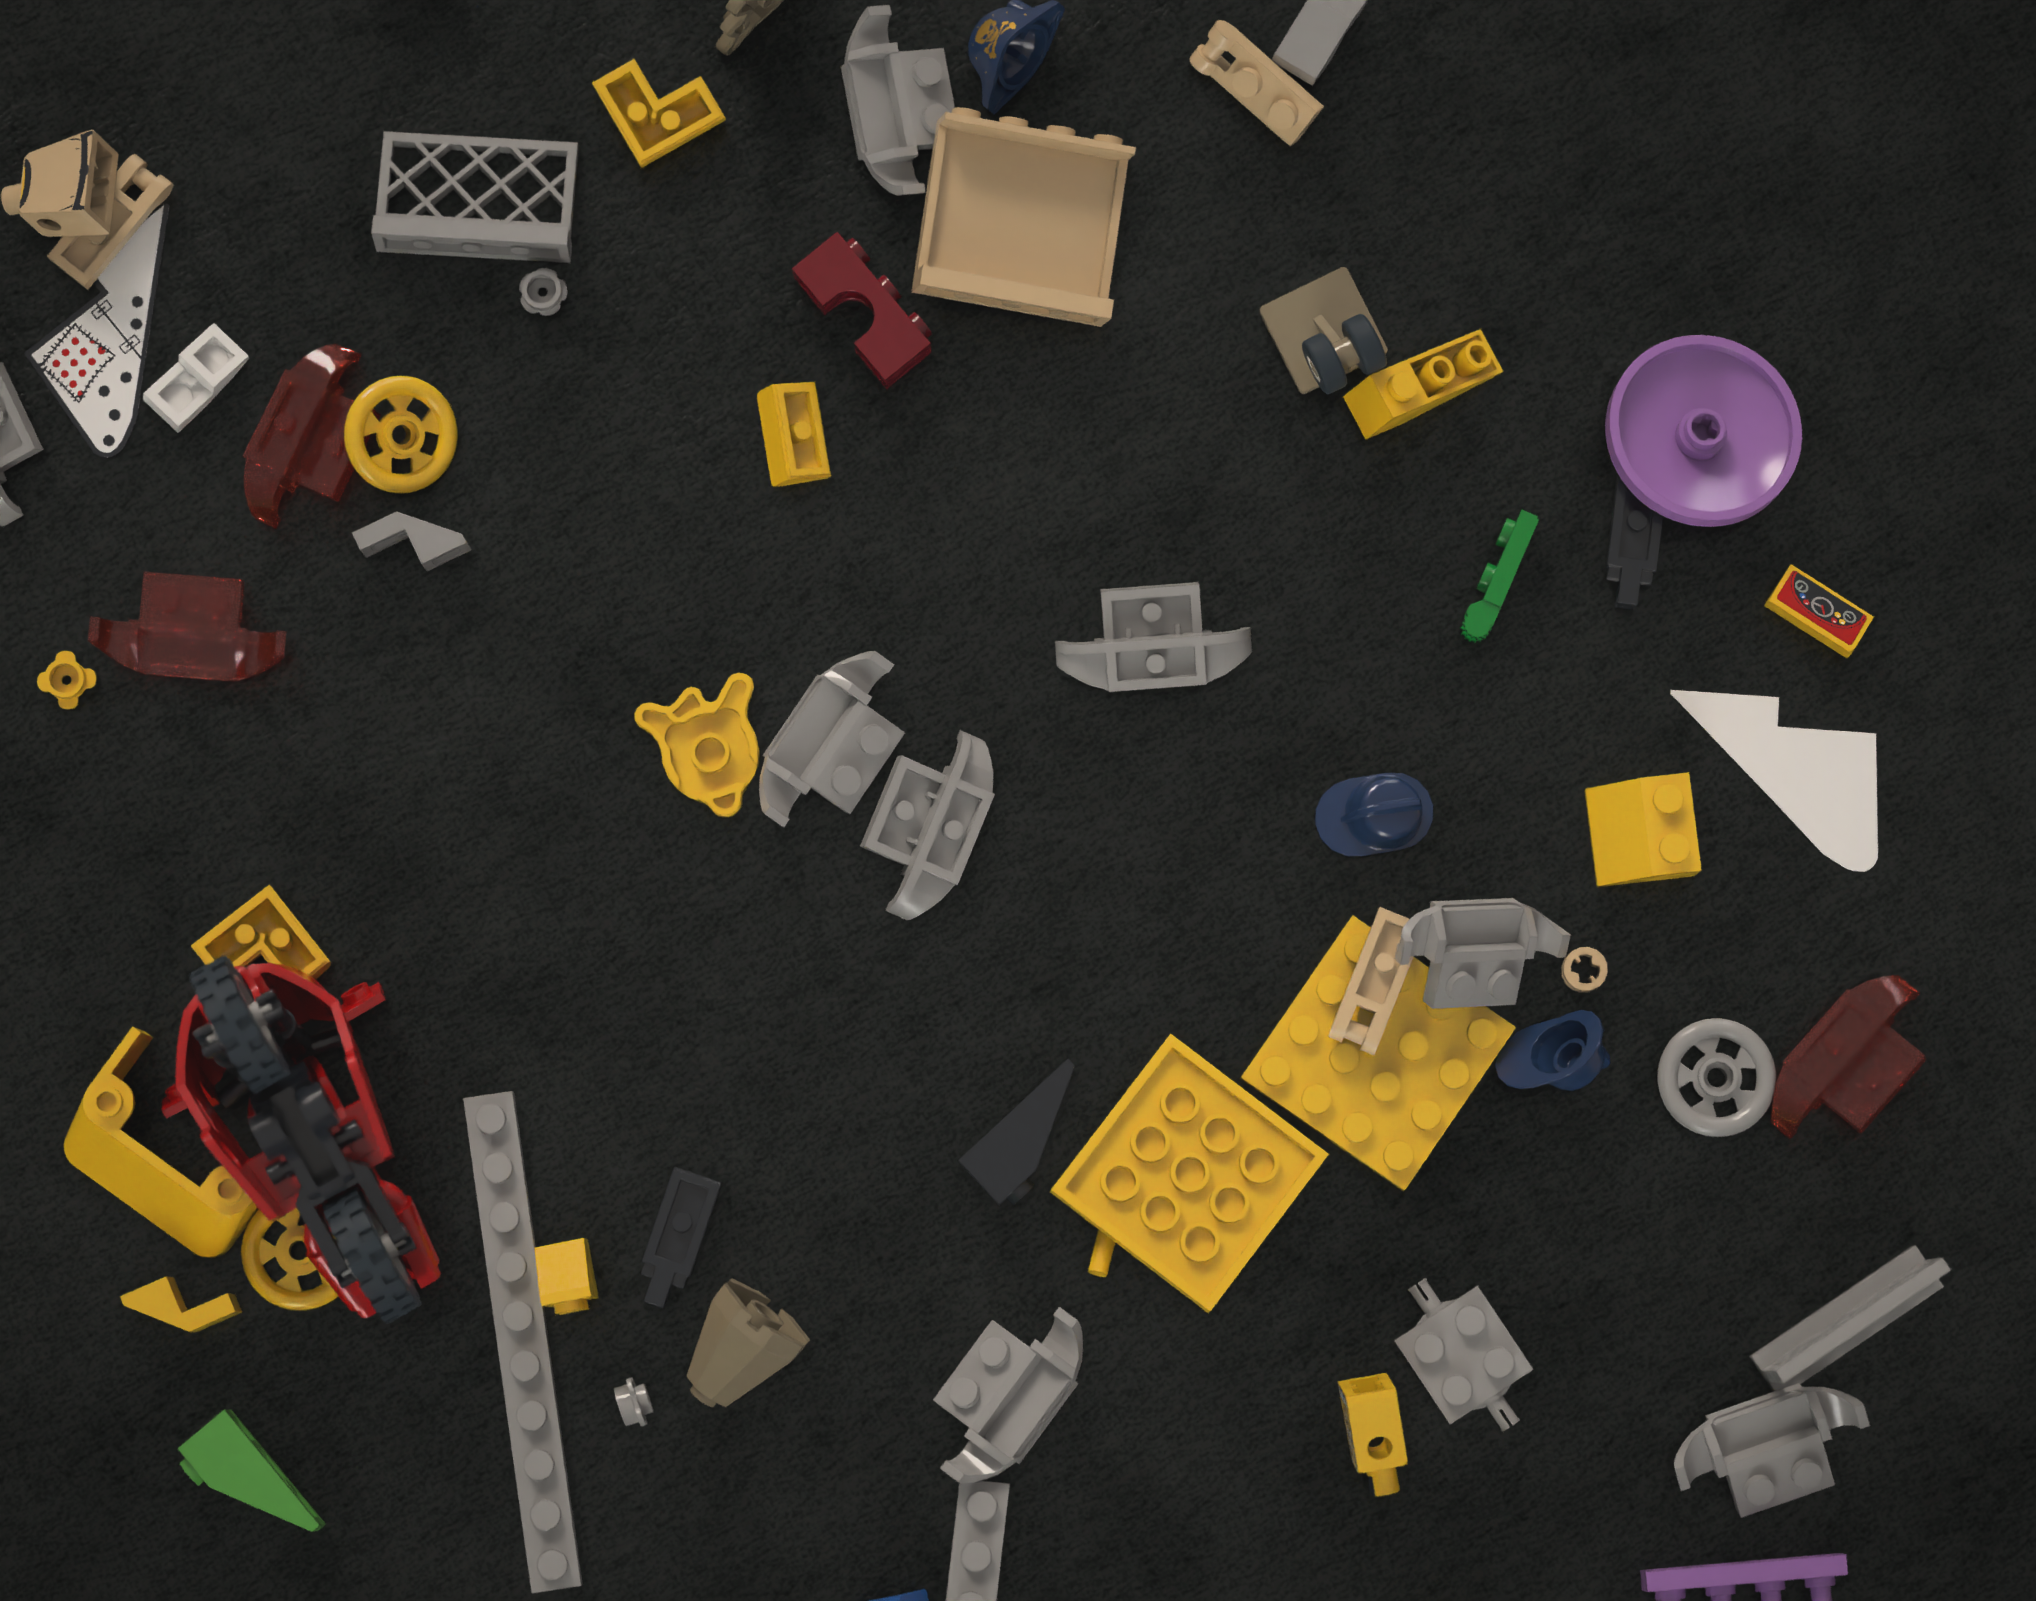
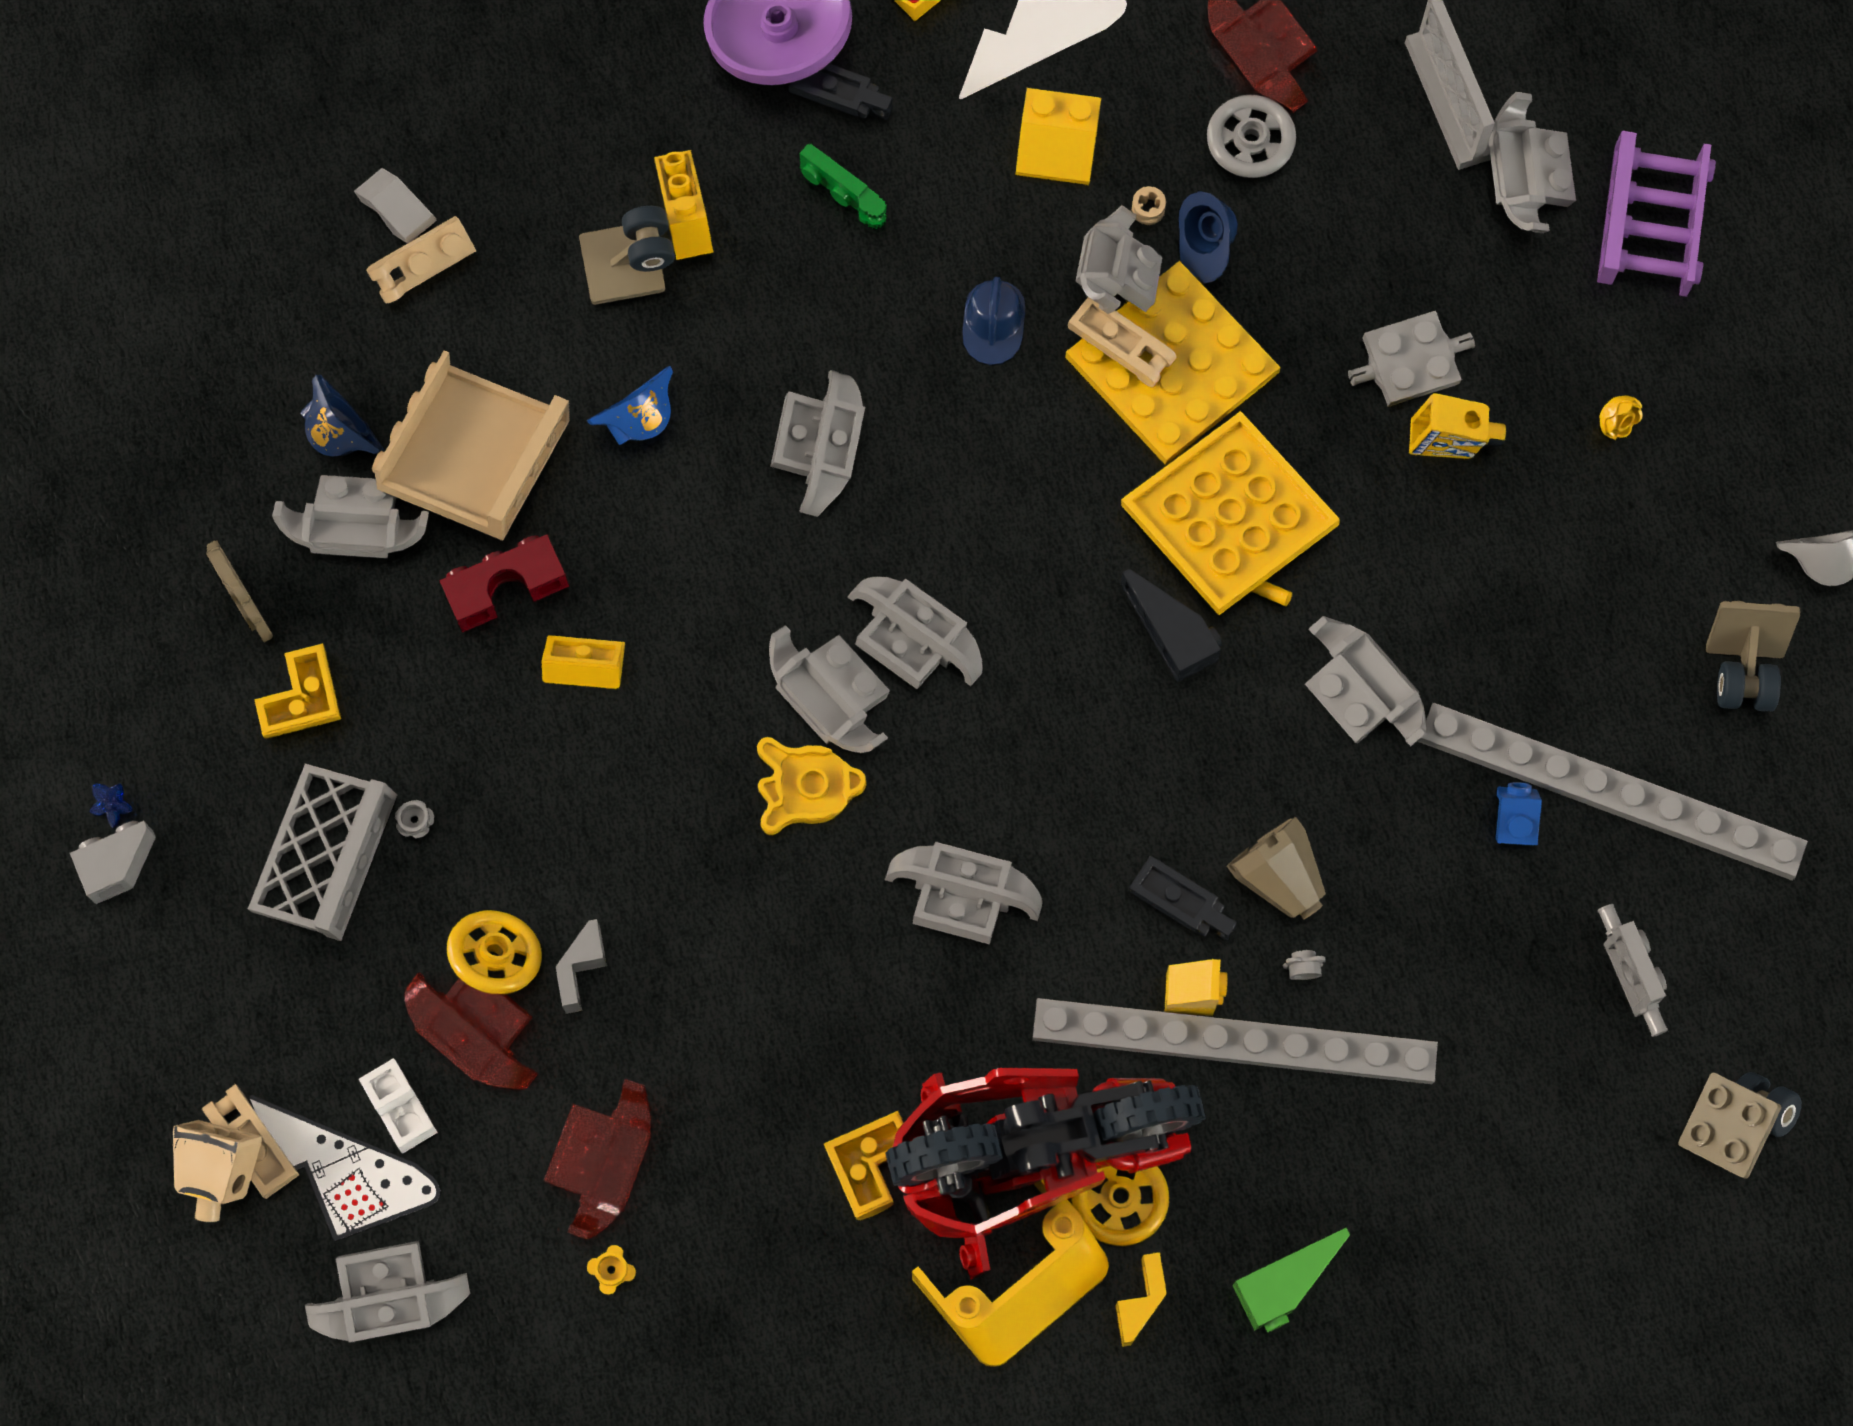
camera: 75 degrees left, 10 degrees down
(622, 969) = (963, 889): none -> light grey plate
(1125, 408) = (641, 413): none -> blue hat

